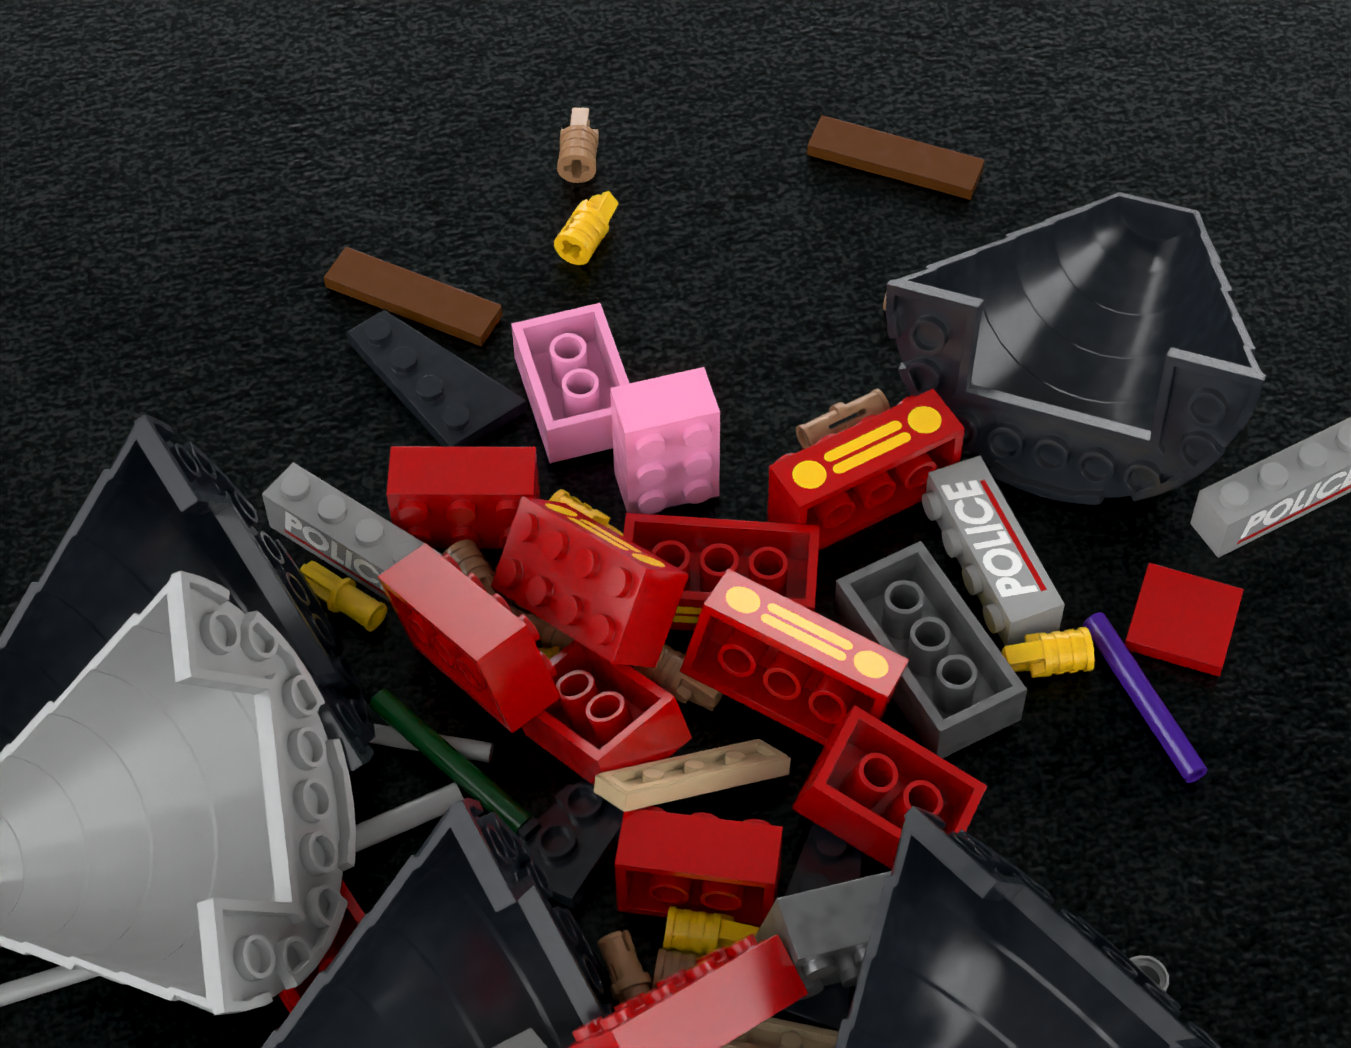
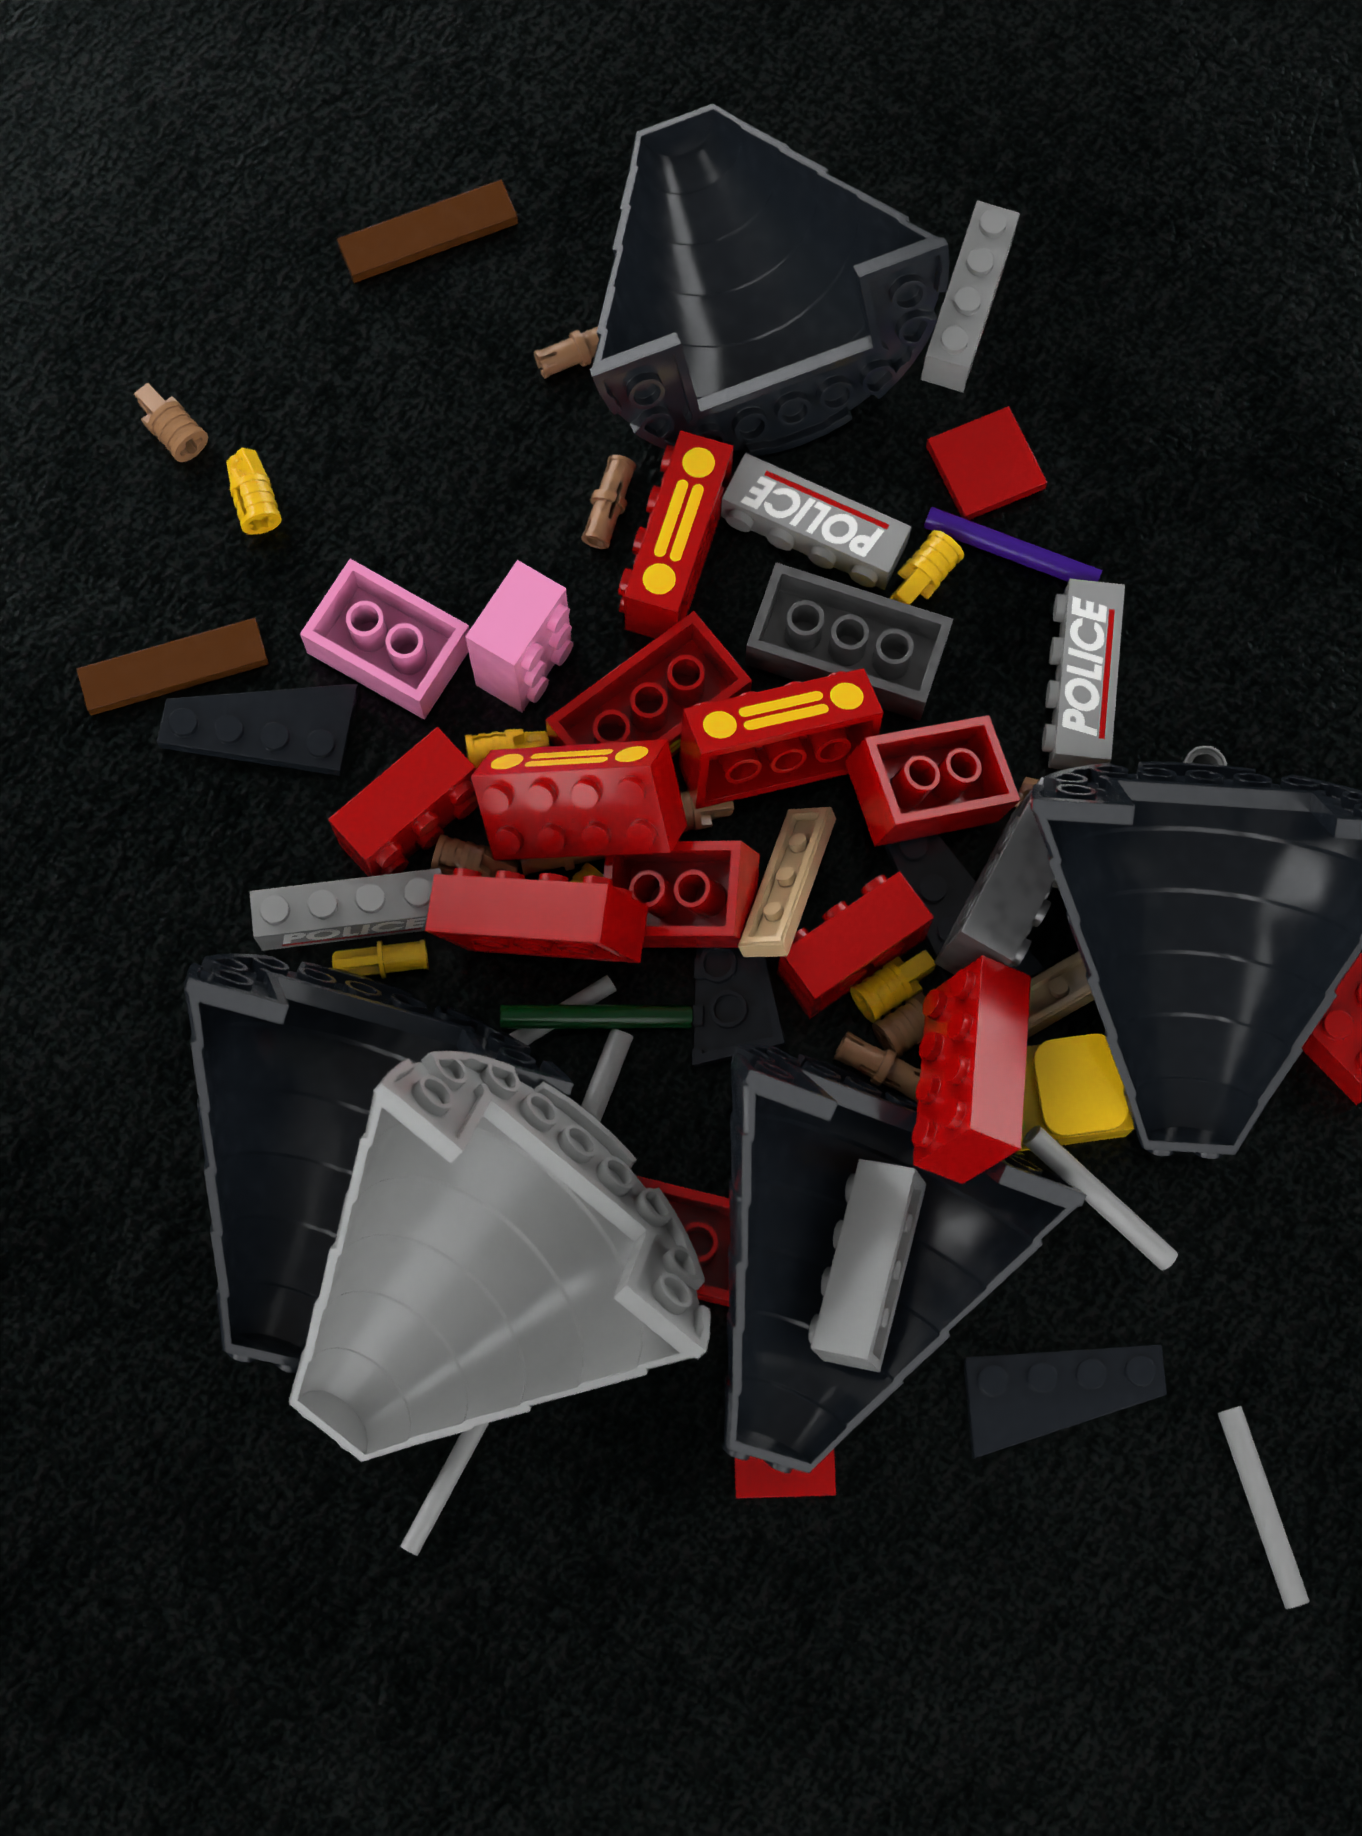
camera: 45 degrees left, 20 degrees up
(1114, 828) = (1085, 674): none -> light grey brick

